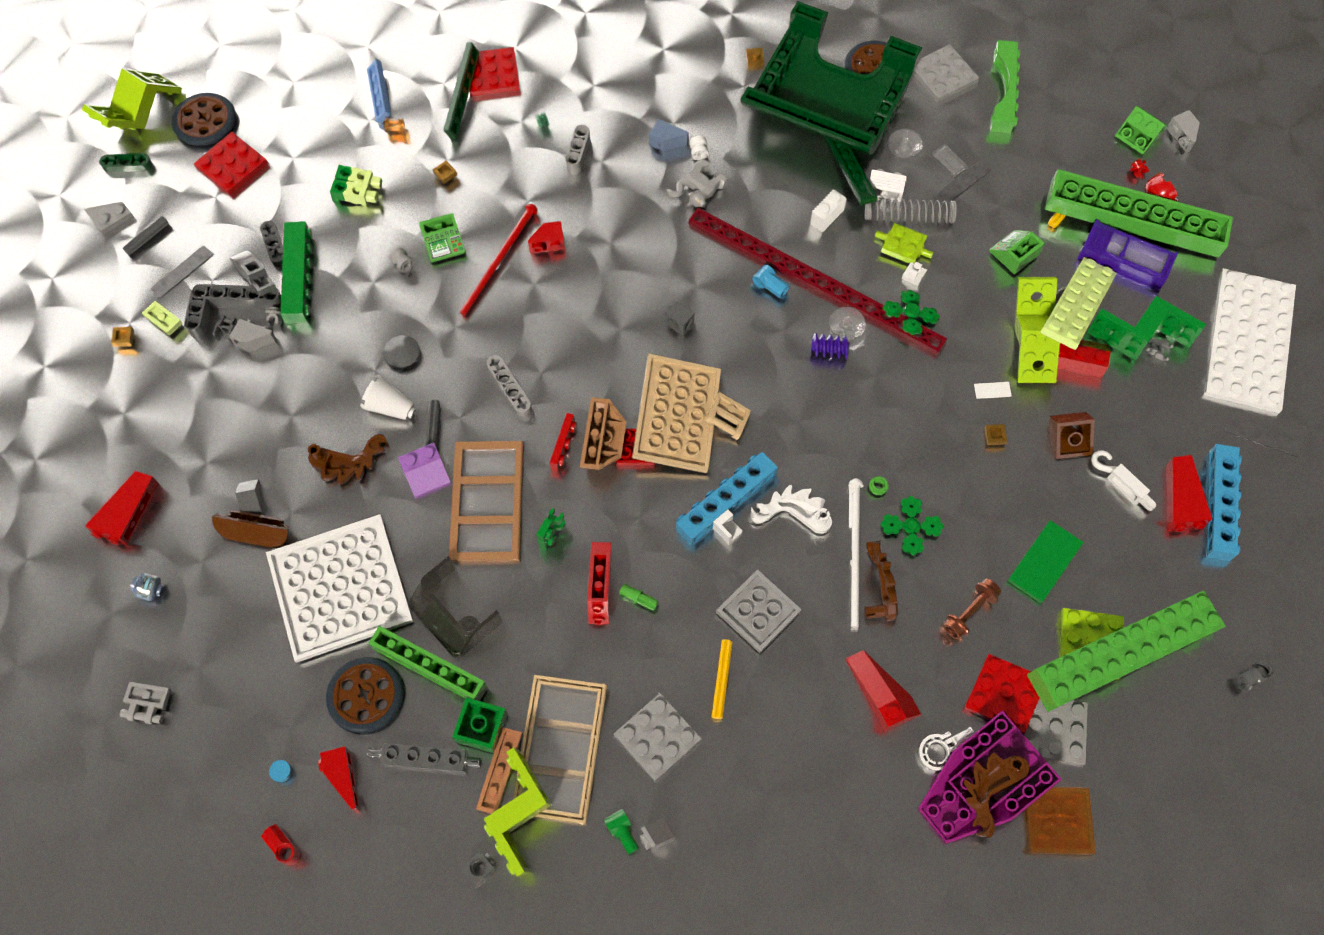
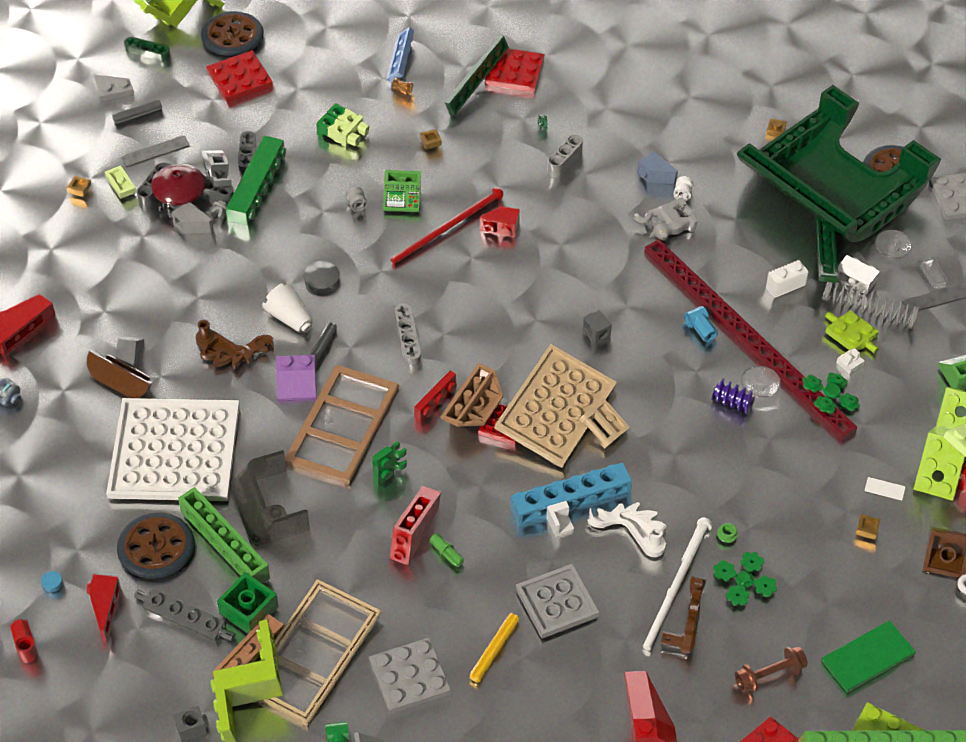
camera: 20 degrees right, 15 degrees down
(225, 311) = (178, 184): none -> dark red dish

